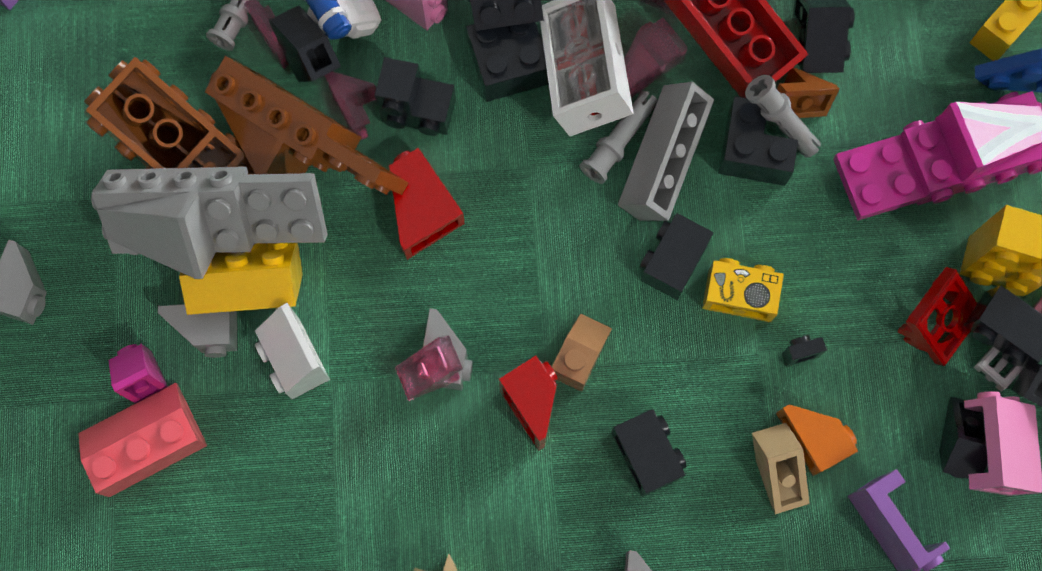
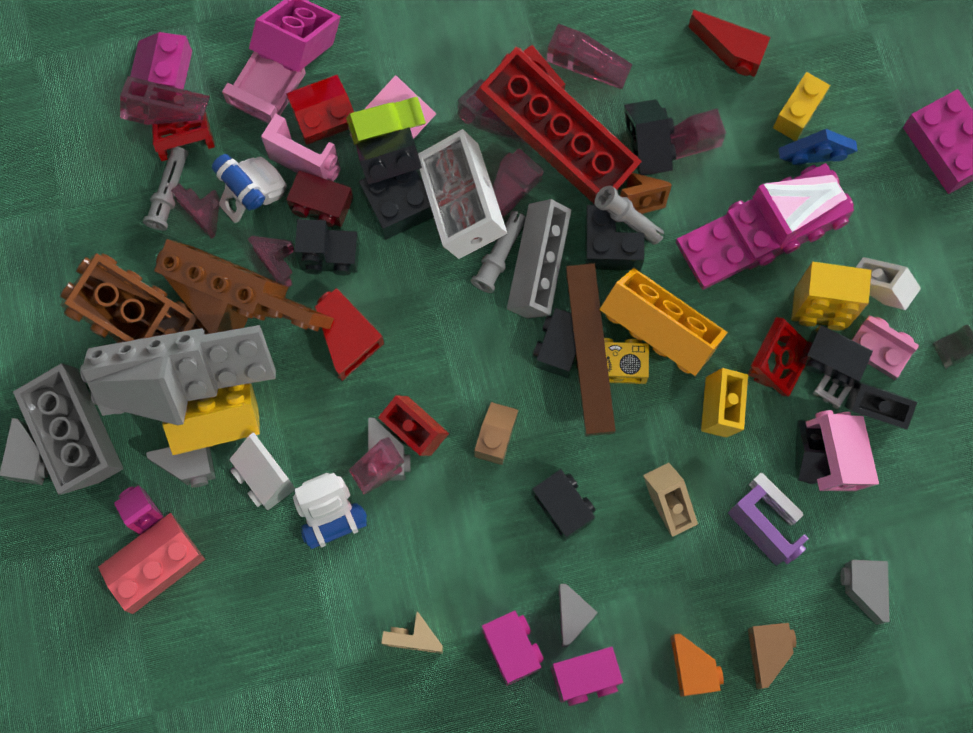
camera: 10 degrees left, 0 degrees up
(71, 265) = (67, 429): none -> light grey slope
(304, 45) = (228, 218): black slope -> none
(361, 411) = (327, 510): none -> white piece
(417, 41) = (319, 199): none -> dark red brick
(482, 326) = (413, 425): none -> red brick
(531, 397) = (462, 476): red slope -> none
(711, 271) = (590, 350): none -> reddish brown tile
(803, 350) = (674, 402): black plate -> none
(805, 250) = (663, 321): none -> light orange brick
(821, 436) = (698, 469): orange slope -> none
(865, 361) = (724, 403): none -> yellow brick
(881, 34) = (698, 133): none -> clear pink slope
(914, 491) = (777, 500): none -> white tile

